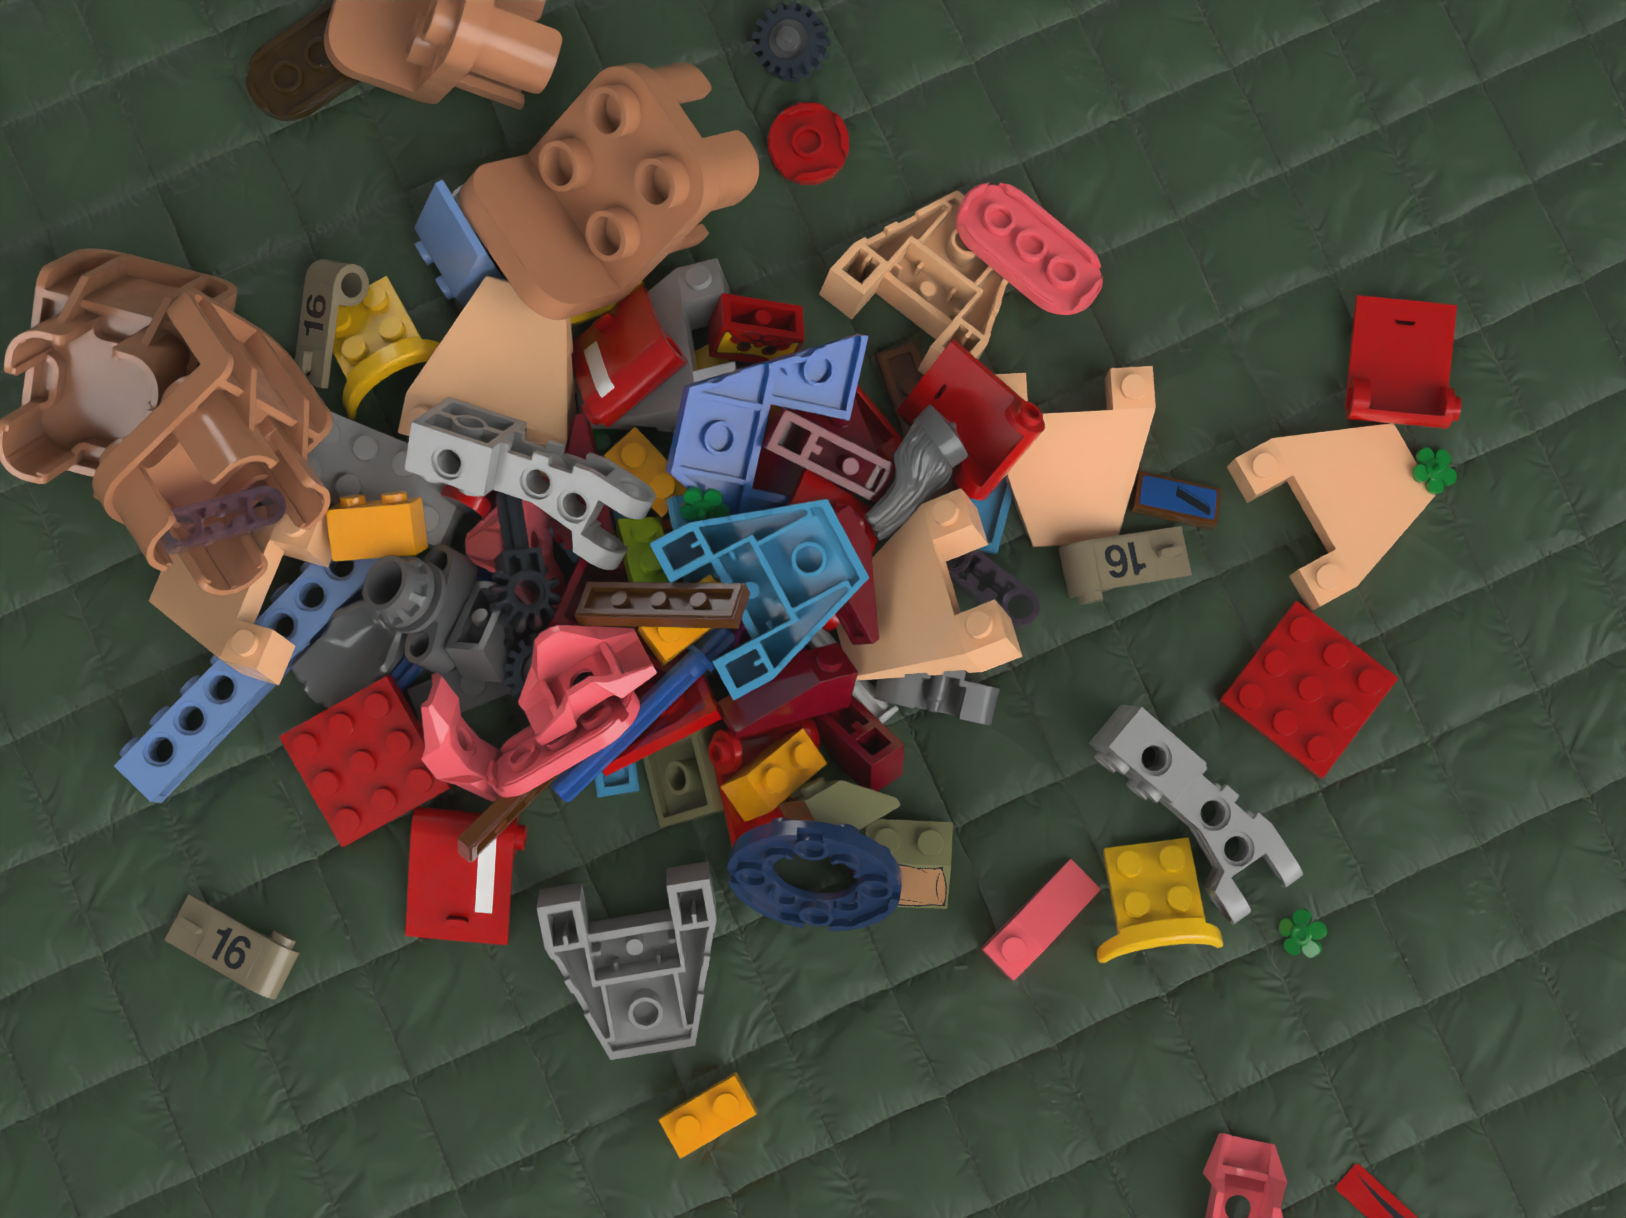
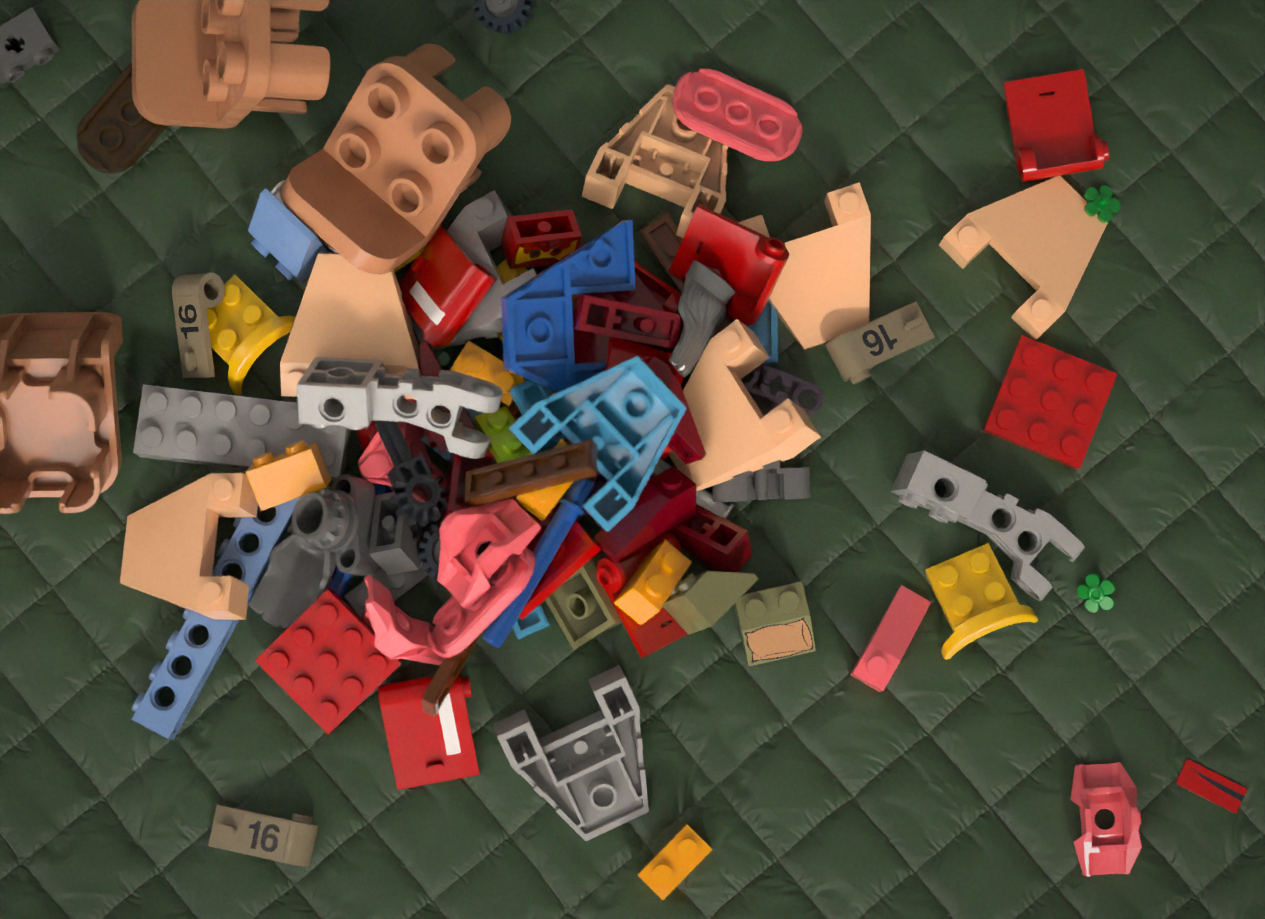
camera: 15 degrees left, 0 degrees up
(221, 430) = (149, 449): nougat piece -> none
(243, 524) = (146, 504): beam -> none
(473, 506) = (356, 438): red tile -> none
(702, 505) = (542, 387): green plant -> none
(808, 143) = (539, 78): red tile -> none
(861, 905) = (750, 664): dark blue plate -> none
(1176, 500) = (907, 282): slope -> none

